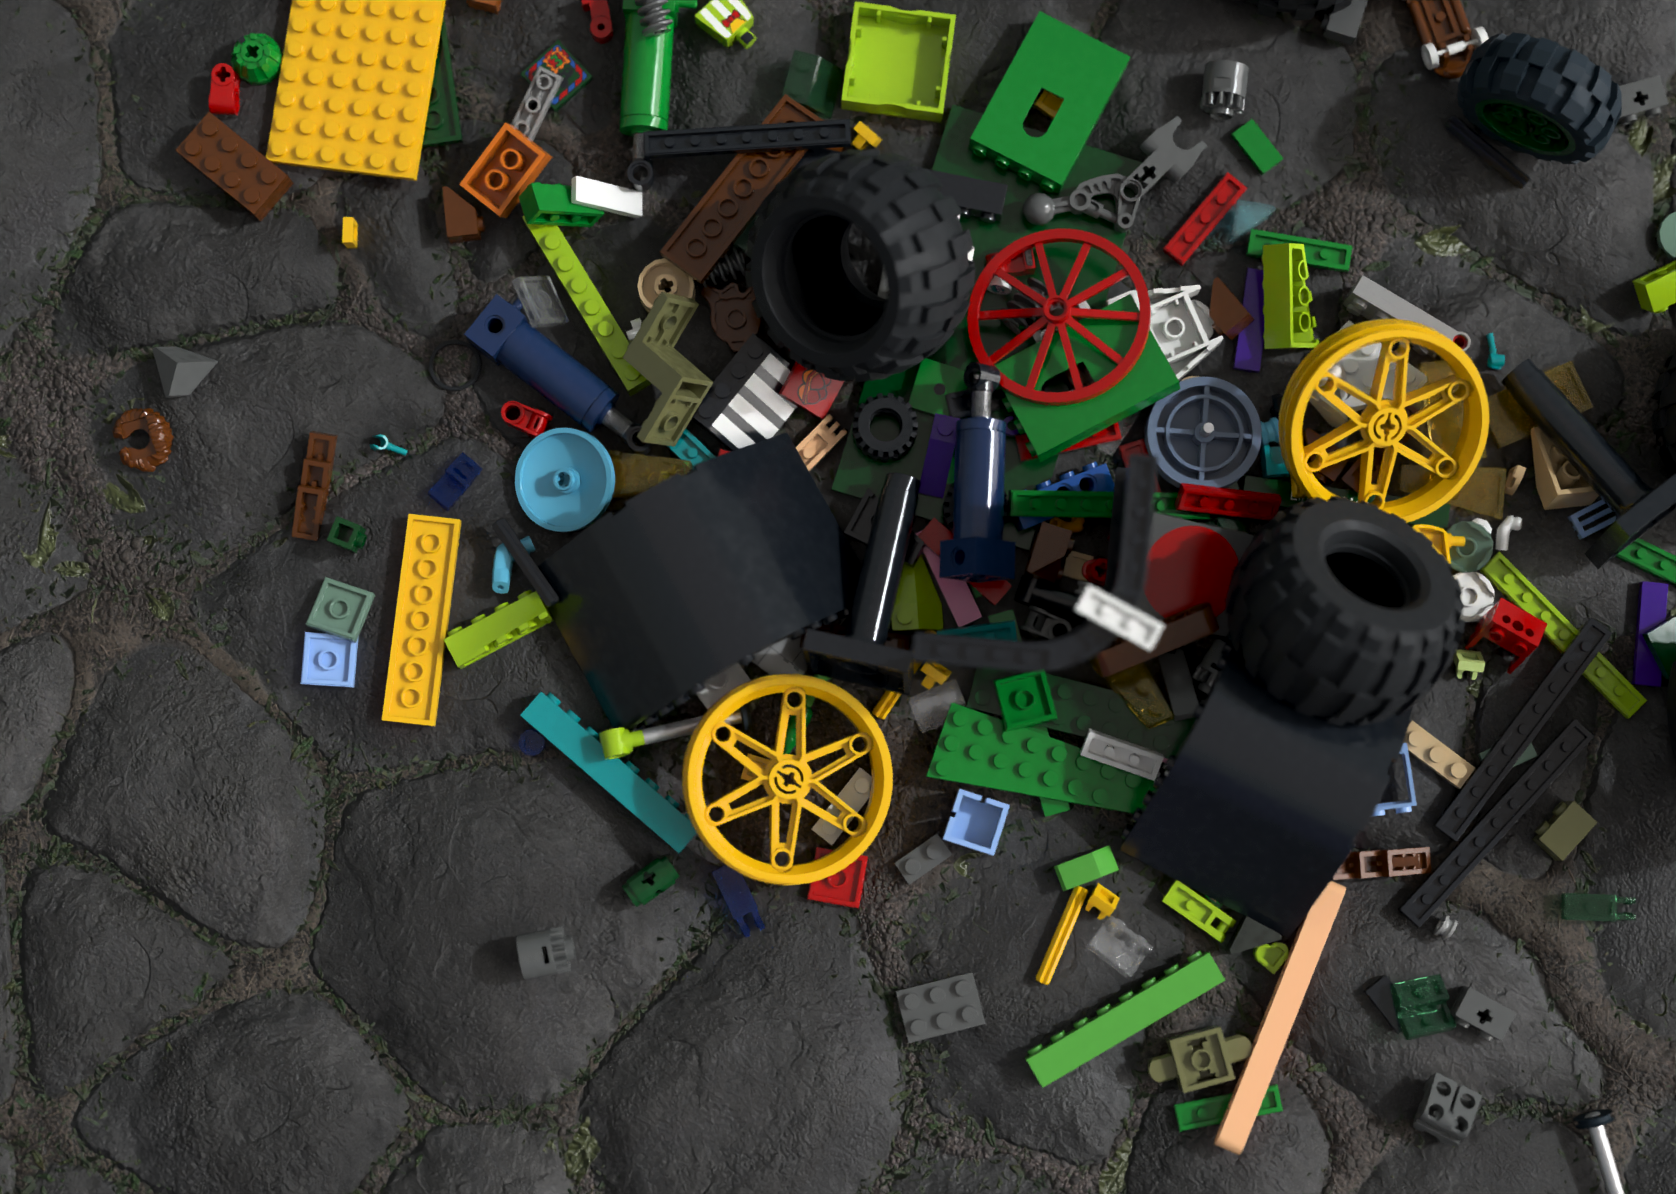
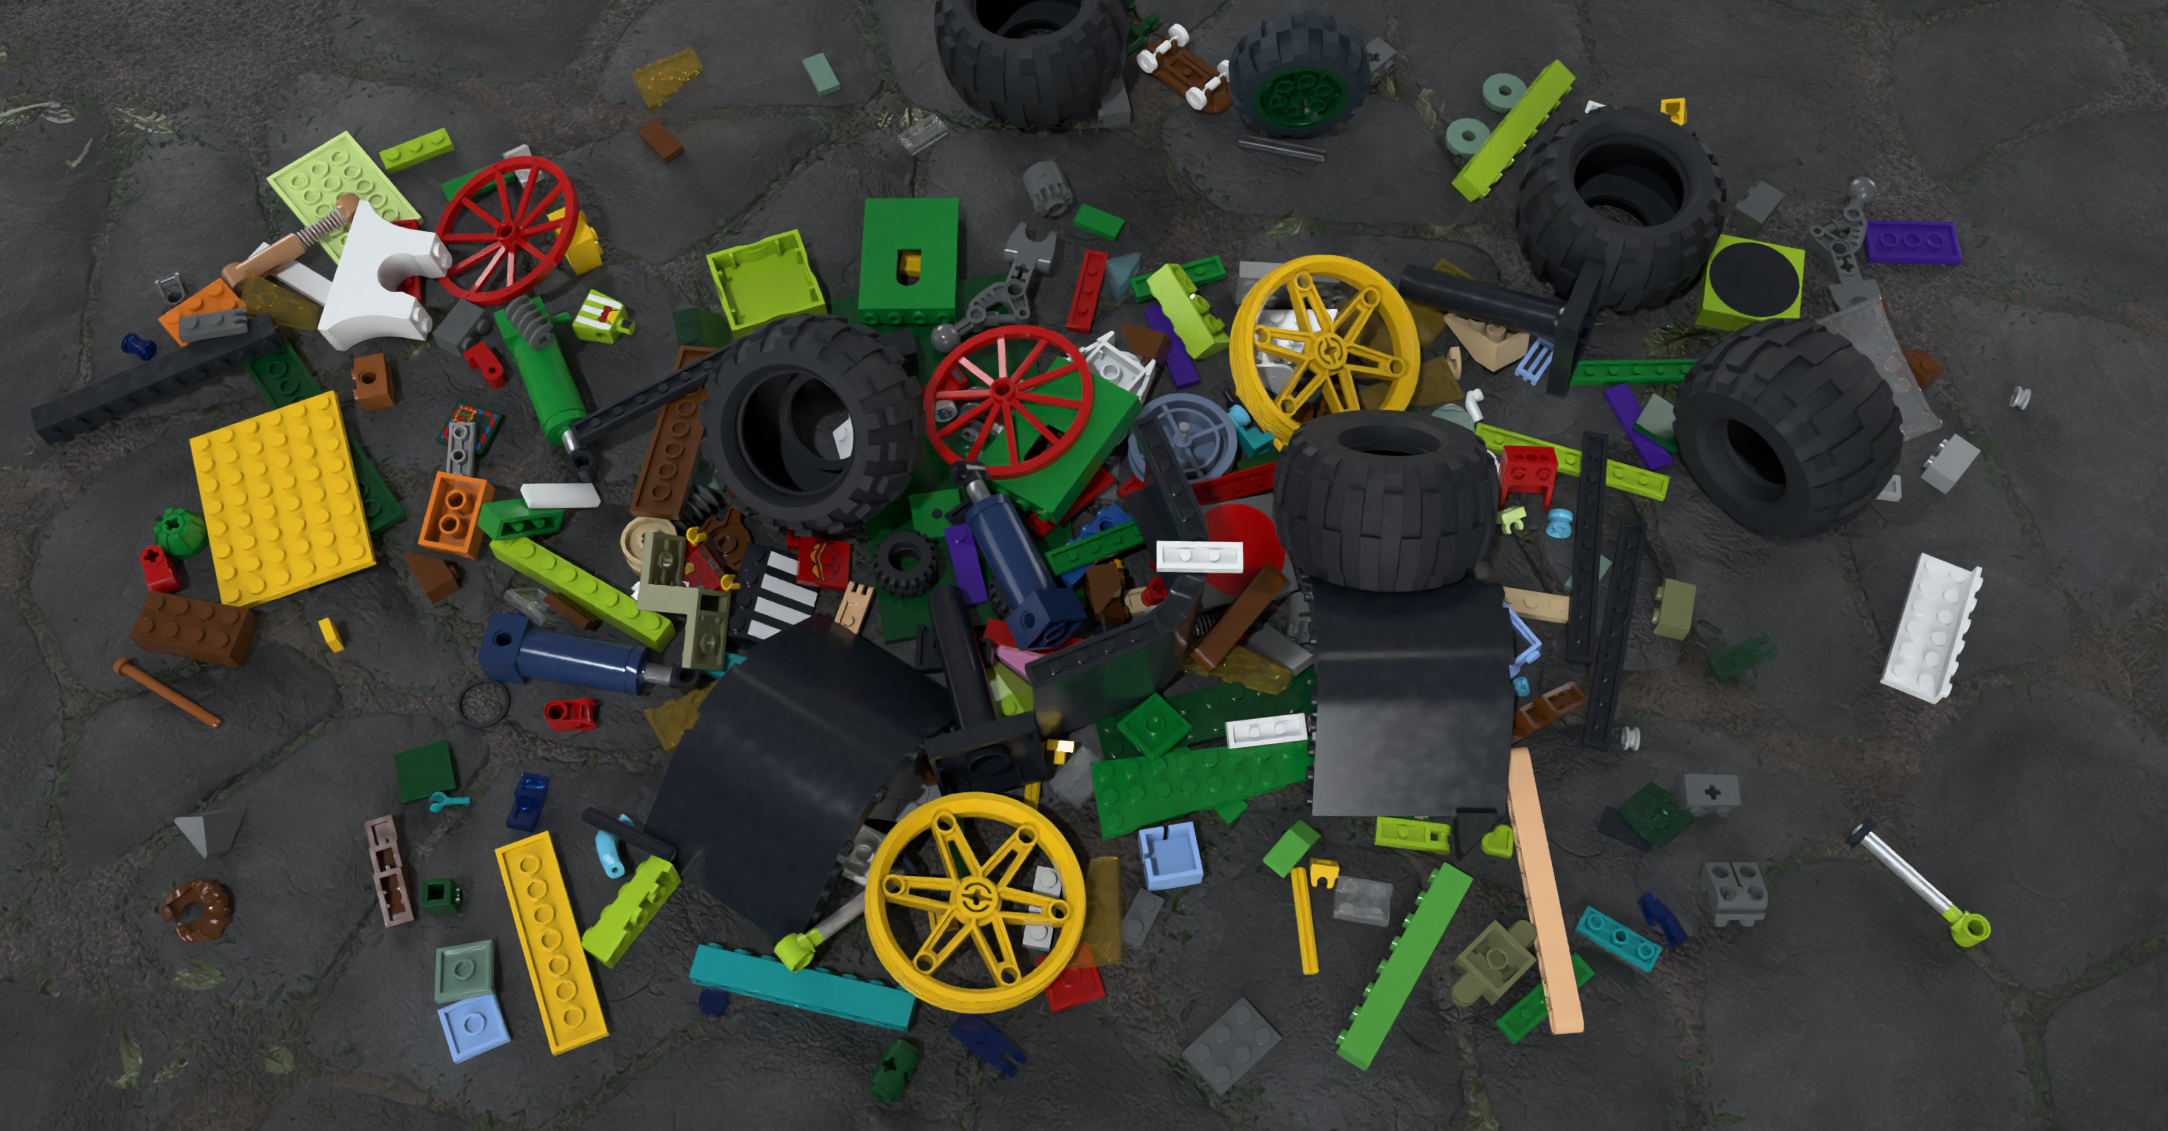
camera: 25 degrees left, 20 degrees down
(161, 171) = (124, 666): none -> dark orange bar
(379, 407) = (425, 771): none -> dark green tile
(564, 480) = (630, 745): medium azure dish -> none
(568, 317) = (571, 611): none -> reddish brown tile
(702, 341) = (702, 567): none -> torso
(883, 856) = (1102, 929): none -> clear yellow wing
(1313, 1078) = (1603, 932): none -> teal tile
(1367, 1089) = (1657, 913): none -> clear blue slope
(1379, 827) = (1521, 686): none -> medium azure rock
(1511, 693) = (1559, 523): none -> medium azure wheel

